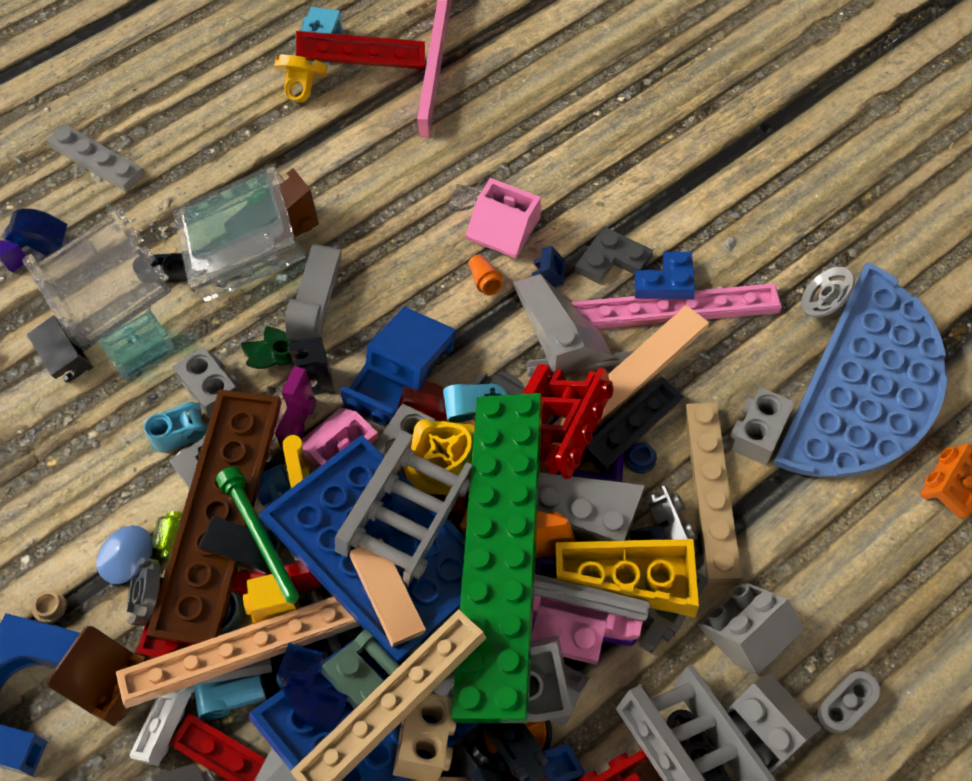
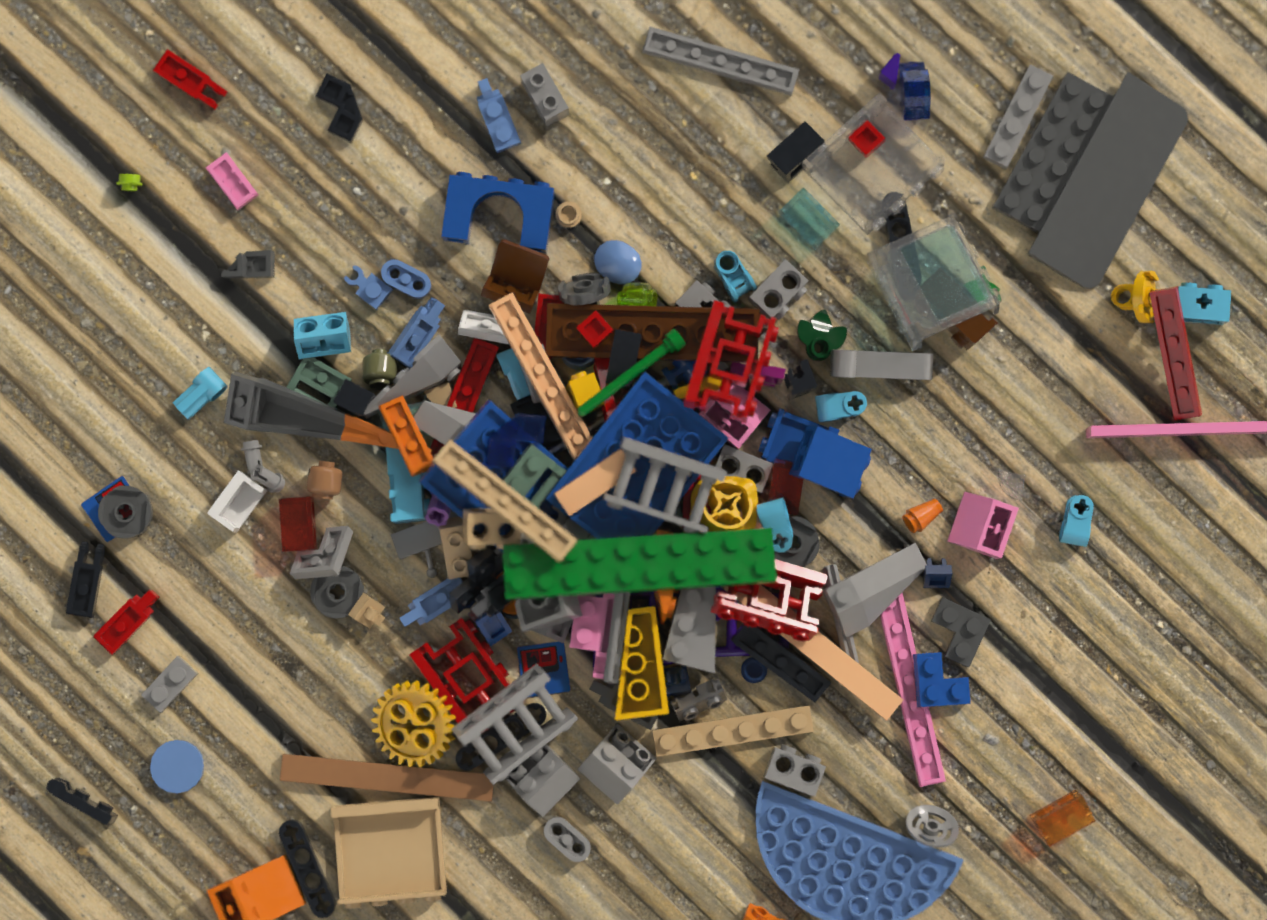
camera: 75 degrees right, 25 degrees up
(68, 279) = (866, 139): none -> red plate
(168, 110) = (1090, 172): none -> dark grey slope
(193, 574) = (595, 329): none -> red plate
(263, 439) = (711, 357): none -> red fence
(350, 335) = (835, 406): none -> medium azure piece
(513, 145) = (1077, 527): none -> medium azure piece
(602, 701) = (551, 659): none -> sticker
(814, 186) = (1062, 818): none -> clear orange hinge

